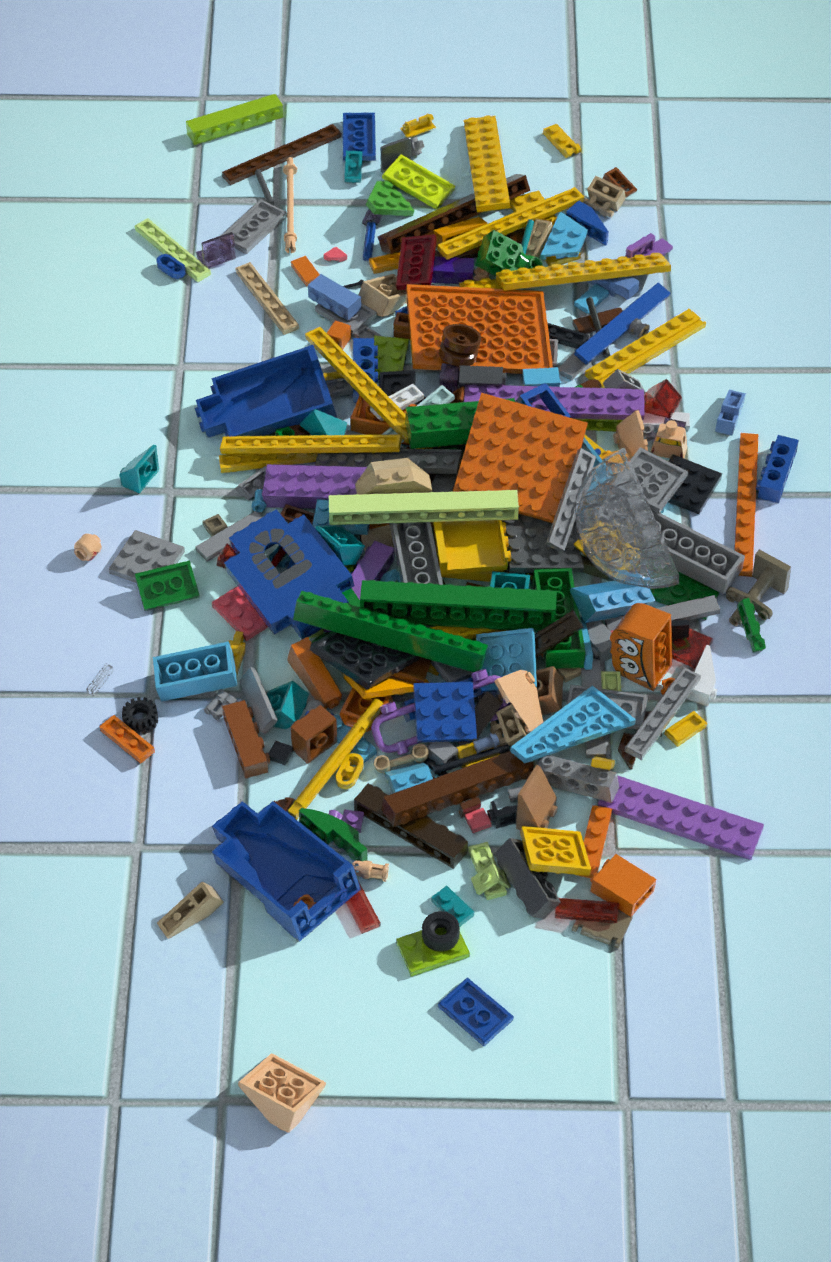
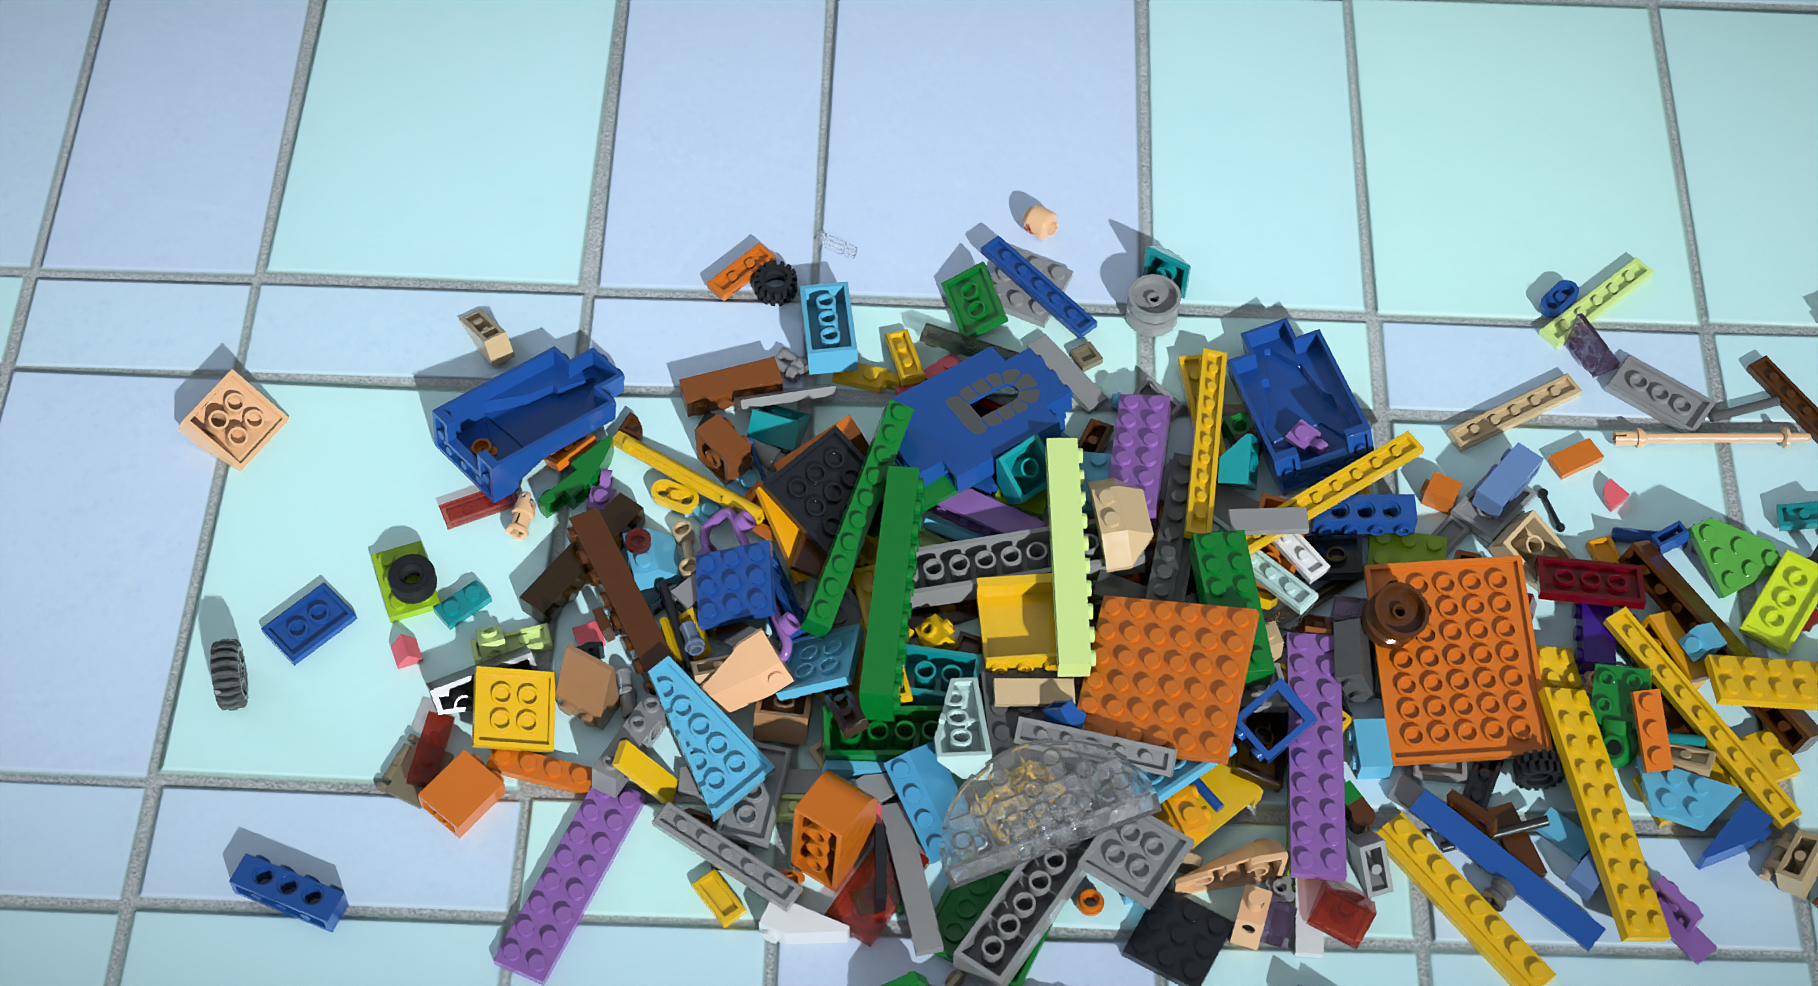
camera: 90 degrees right, 5 degrees up
(154, 546) = (1039, 287): none -> blue tile
(175, 479) = (1153, 305): none -> light grey wheel
(209, 590) = (958, 343): none -> clear smoke plate
(218, 629) = (904, 357): none -> yellow tile
(297, 399) = (1307, 438): none -> medium lavender plate
(376, 225) = (1673, 542): none -> blue piece
(387, 405) = (1269, 520): none -> light grey tile
(407, 775) = (638, 541): none -> clear red tile
(460, 213) = (1701, 641): none -> medium azure brick
(499, 940) = (406, 651): none -> coral slope
(526, 538) = (1031, 691): none -> tan tile
(530, 239) = (1651, 730): none -> orange plate
(537, 1048) = (229, 674): none -> dark grey gear
(552, 510) = (1065, 713): none -> blue piece
(553, 301) = (1538, 770): none -> black tyre
(559, 571) = (962, 730): none -> light aqua wedge
(589, 331) = (1473, 813): none -> reddish brown tile
(709, 1018) = (322, 914): none -> blue brick

